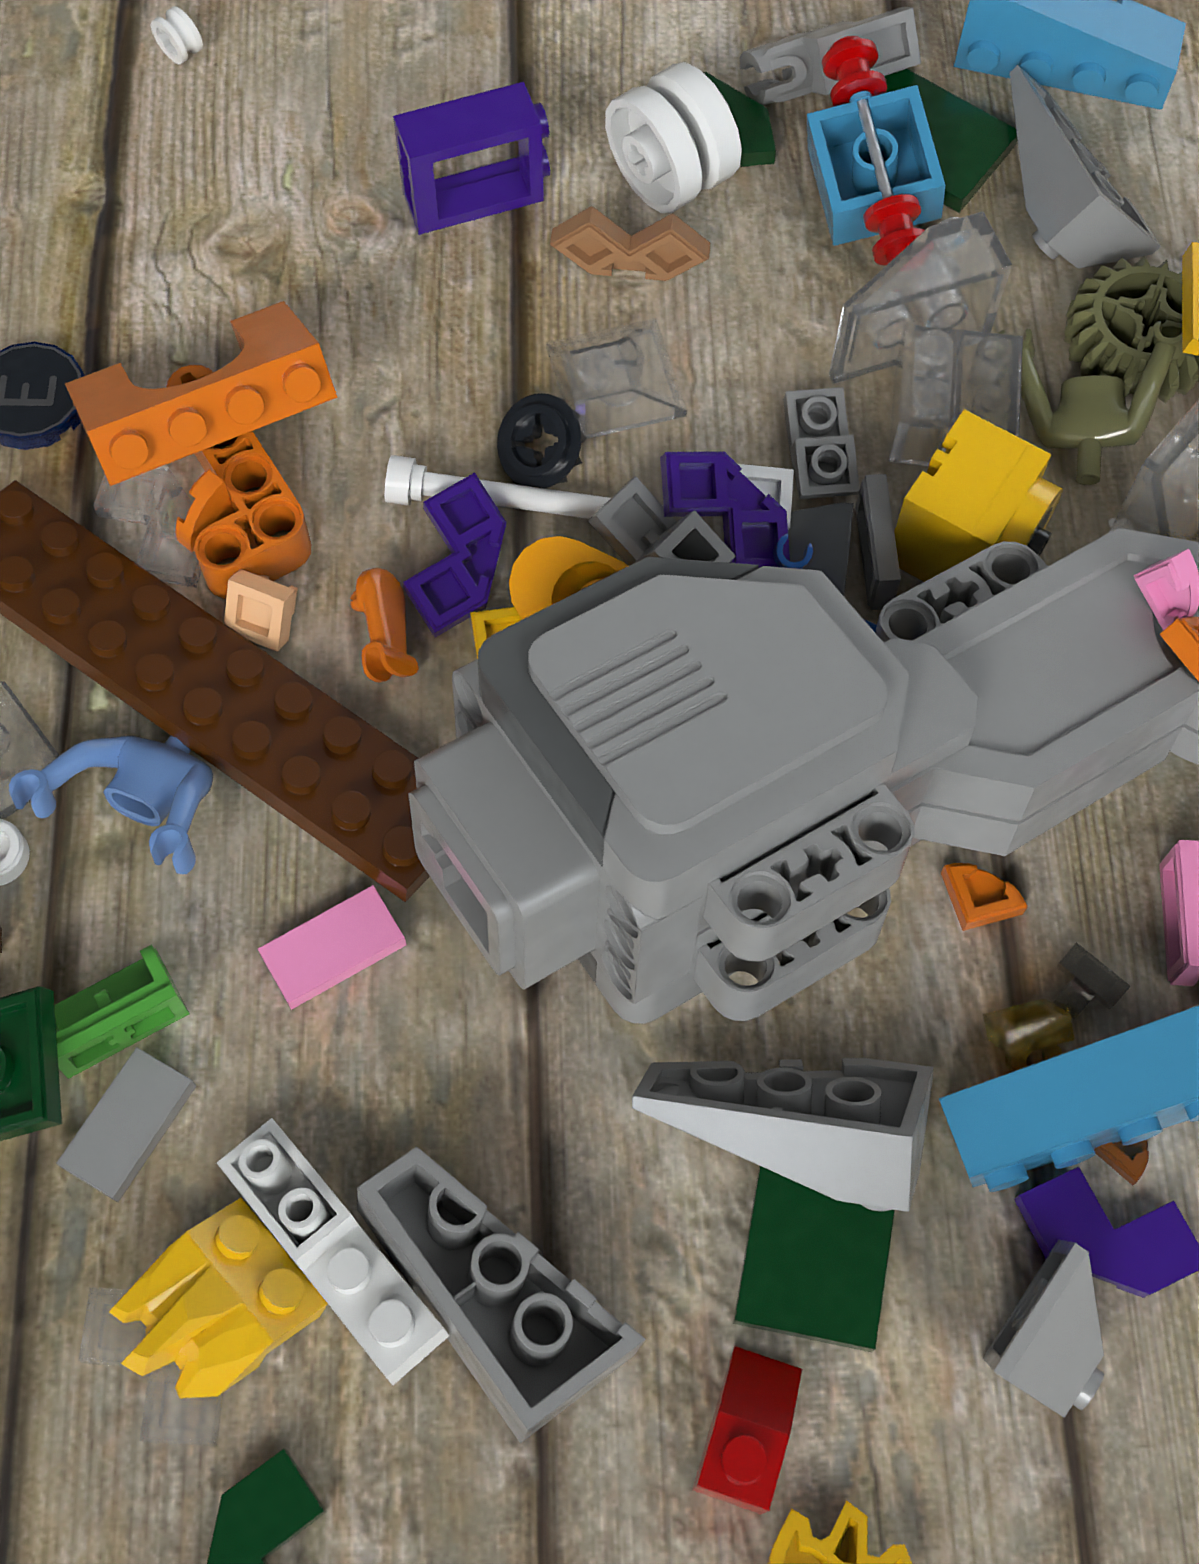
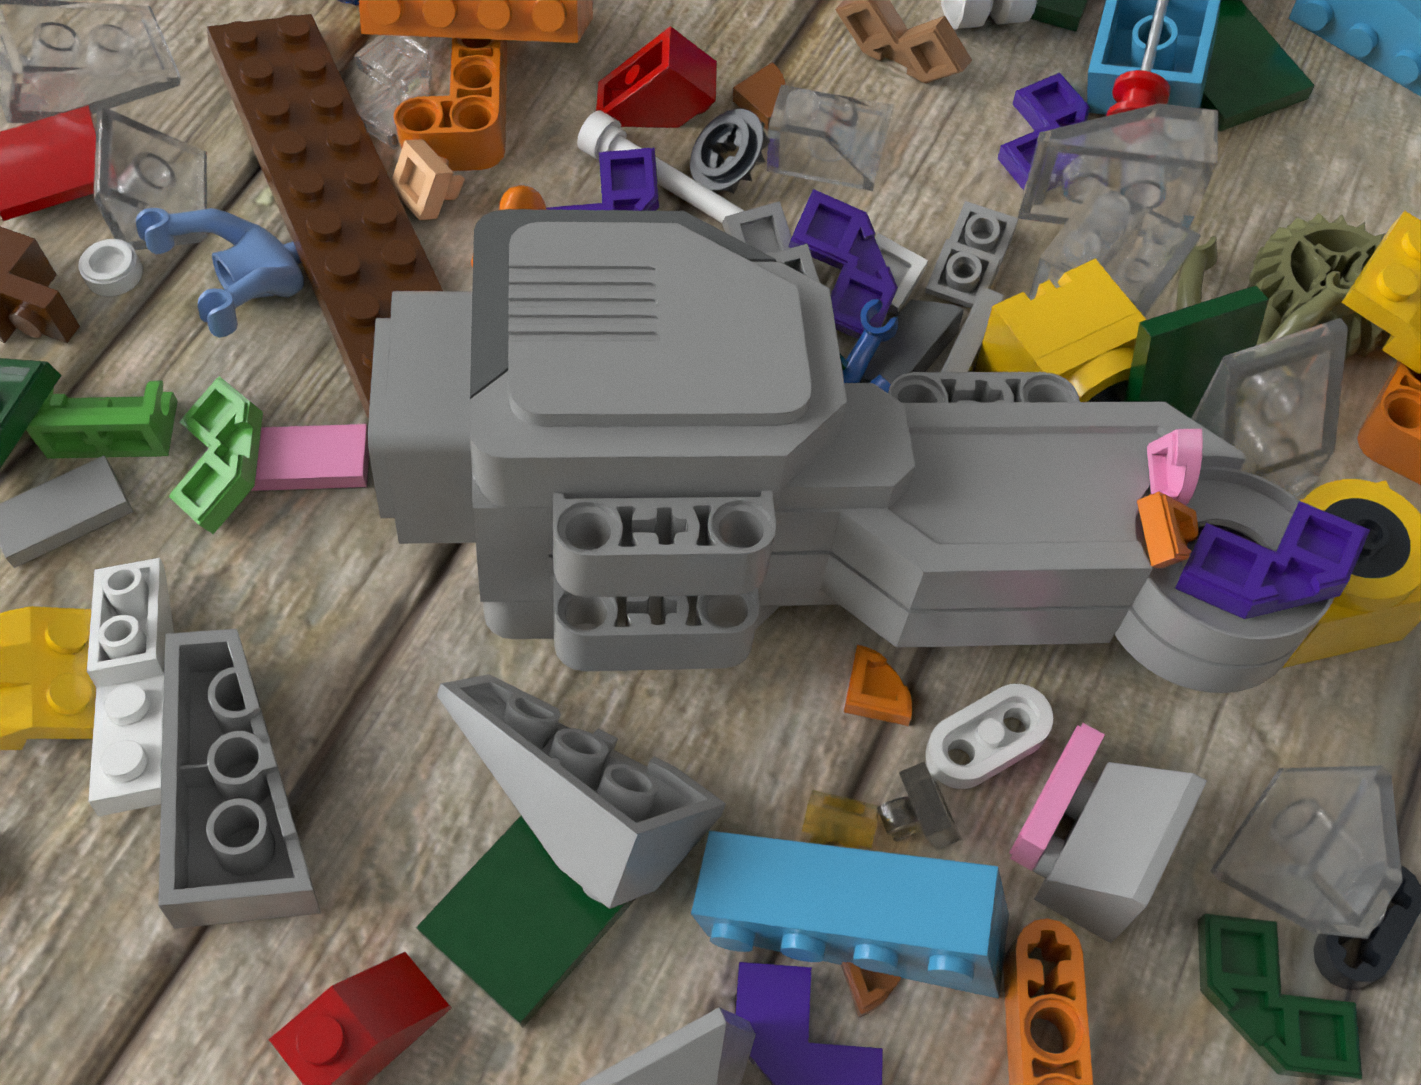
camera: 30 degrees right, 5 degrees down
(209, 506) = (428, 80): orange tile -> none
(272, 999) = (227, 470): none -> bright green tile
(426, 402) = (660, 84): none -> red slope
(528, 364) = (760, 92): none -> dark orange tile
(816, 267) = (1045, 107): none -> dark purple tile
(1069, 188) = (1331, 147): light grey wedge -> none
(1097, 473) = (1183, 348): none -> dark green tile
(1098, 893) = (986, 739): none -> white plate

